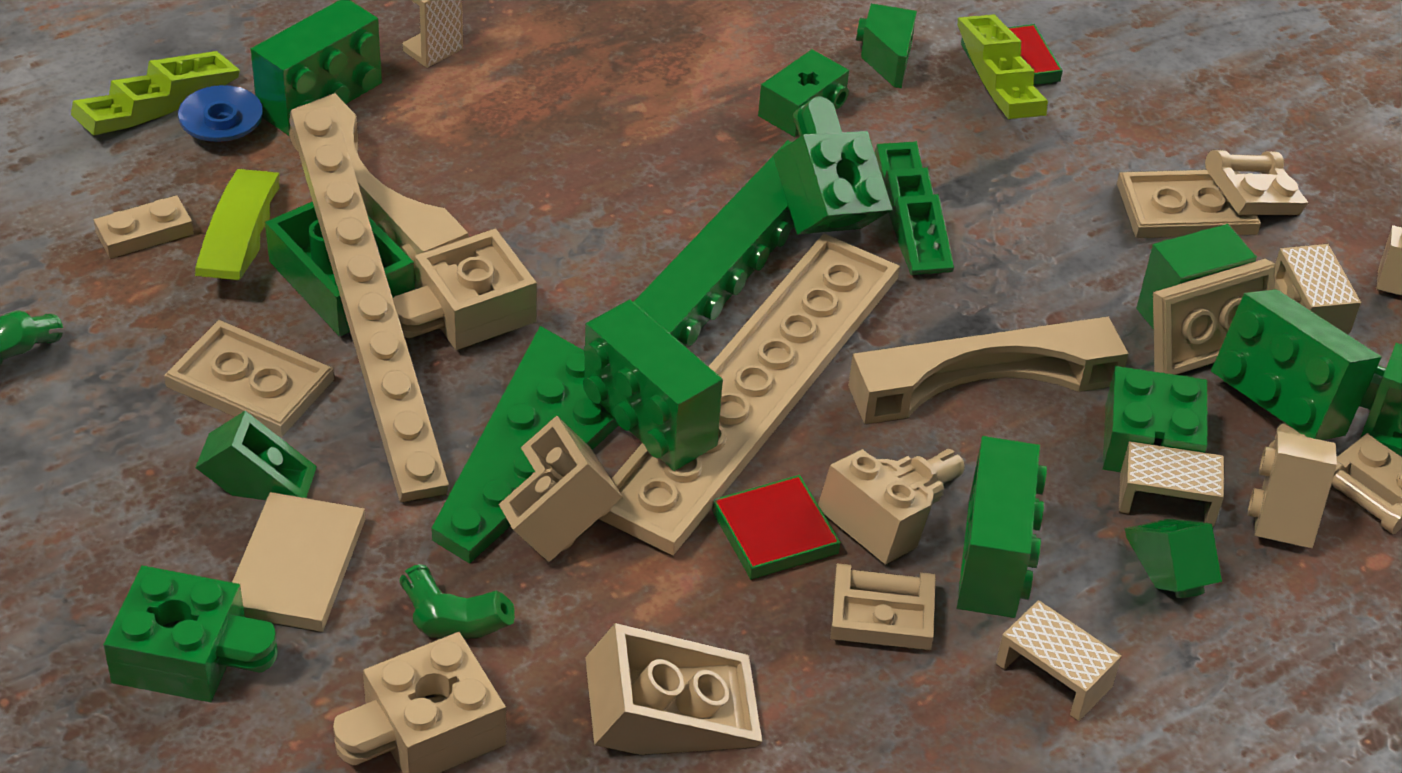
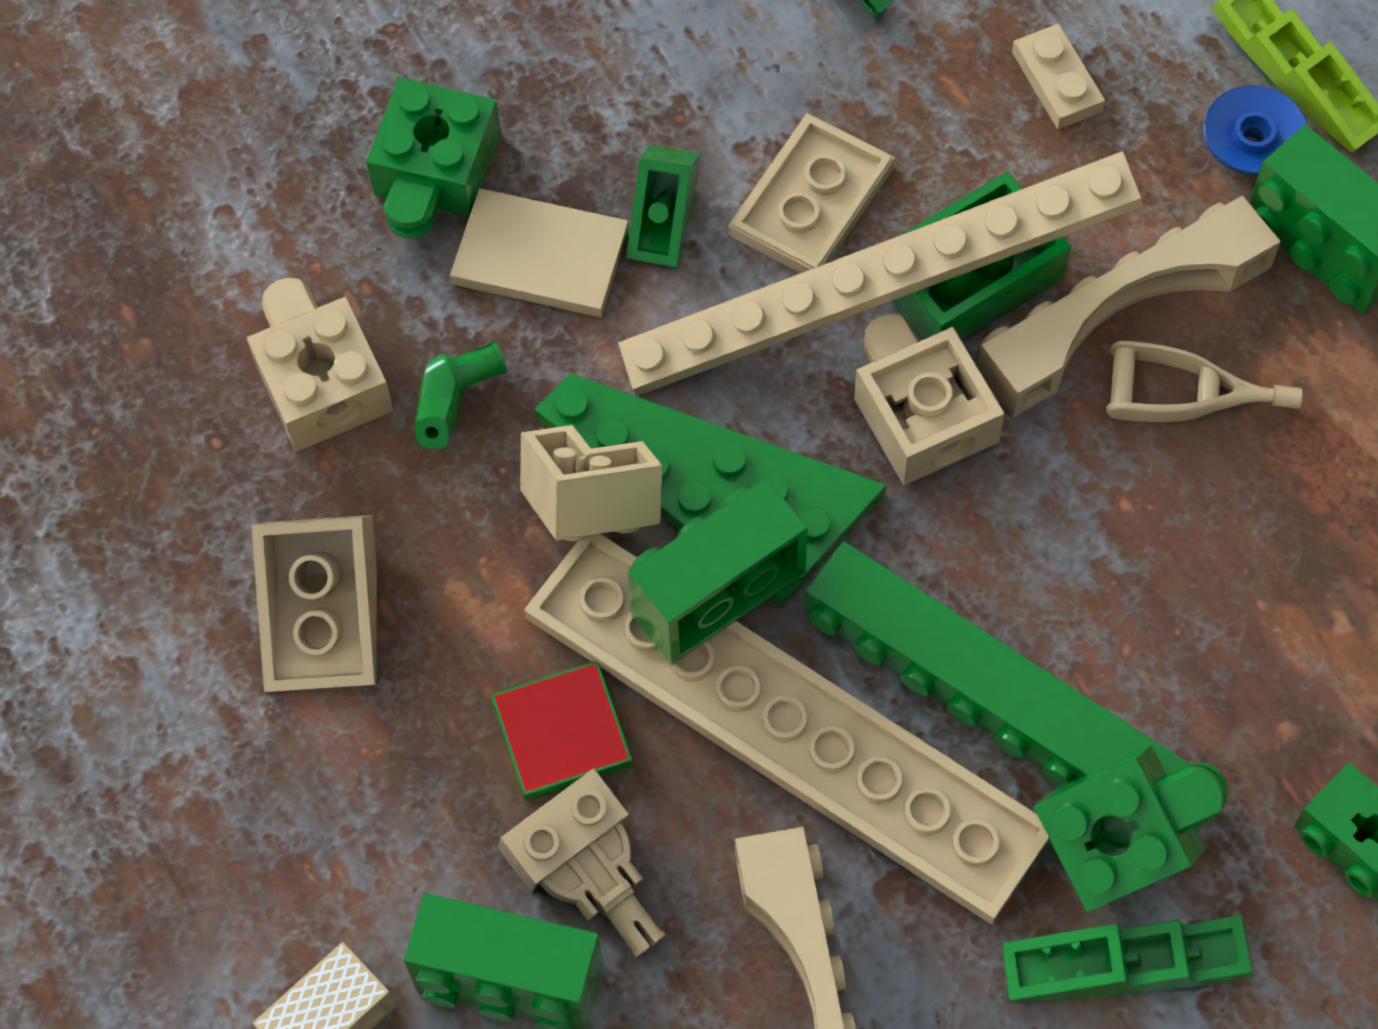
camera: 100 degrees right, 20 degrees up
(237, 224) = (1035, 154): lime slope -> none
(450, 149) = (1209, 384): none -> tan piece
(883, 608) = (410, 830): tan plate -> none

